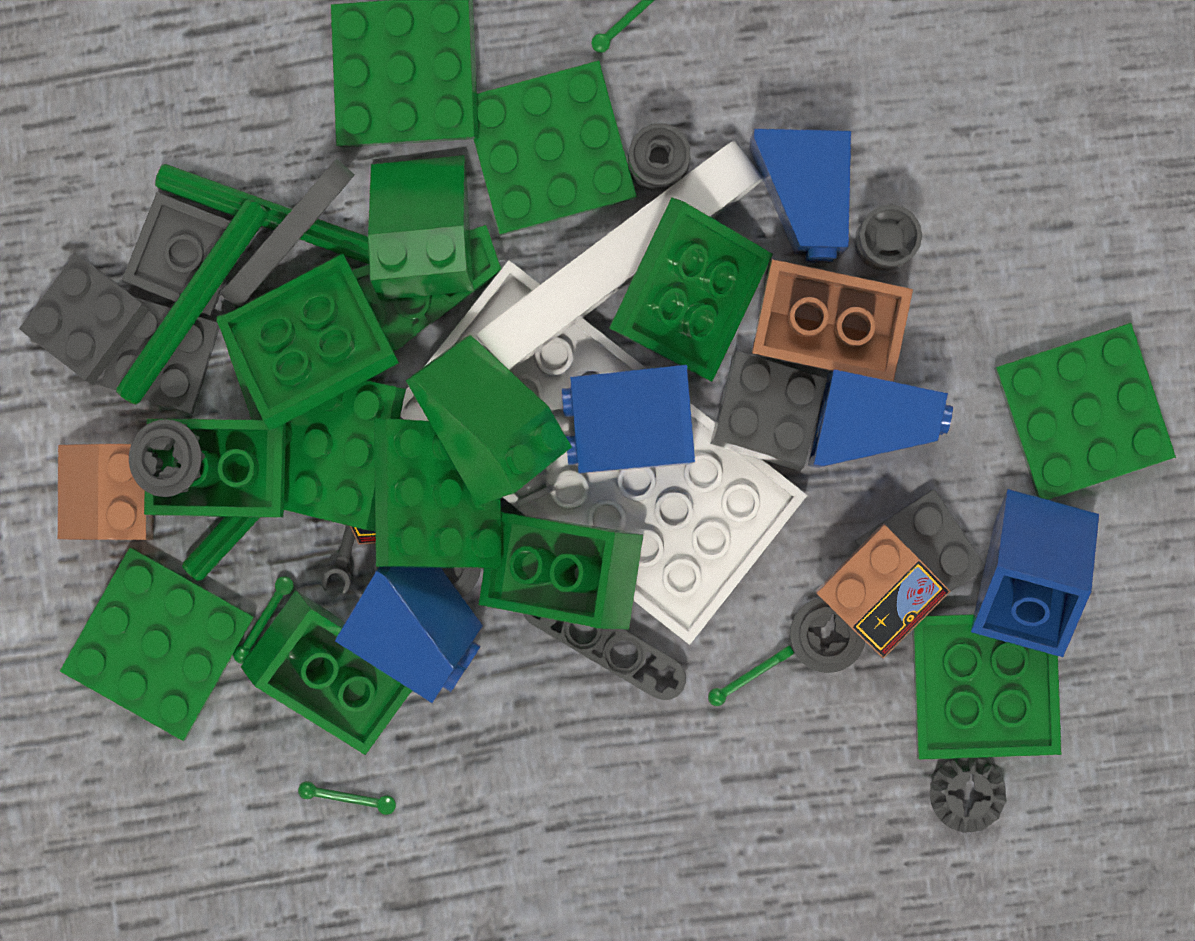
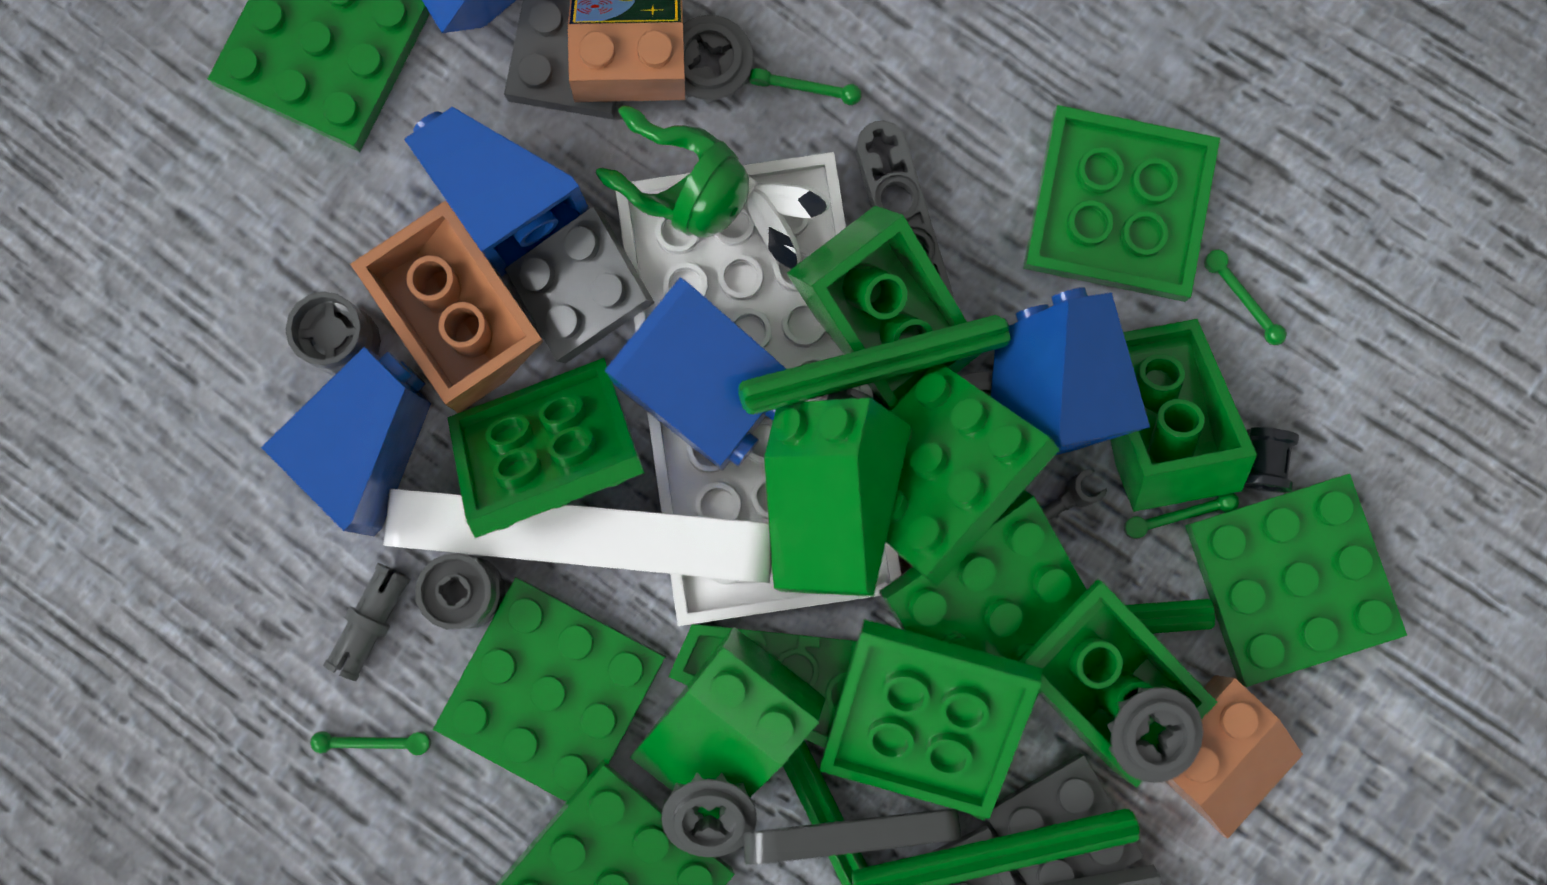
camera: 135 degrees left, 5 degrees down
(240, 702) = (1272, 460): none -> black bush
(372, 155) = (708, 835): none -> dark grey gear
(479, 783) = (1122, 203): none -> green plate
(534, 526) = (873, 364): none -> green axle
(701, 85) = (366, 622): none -> dark grey pin
(735, 544) = (717, 191): none -> green hair

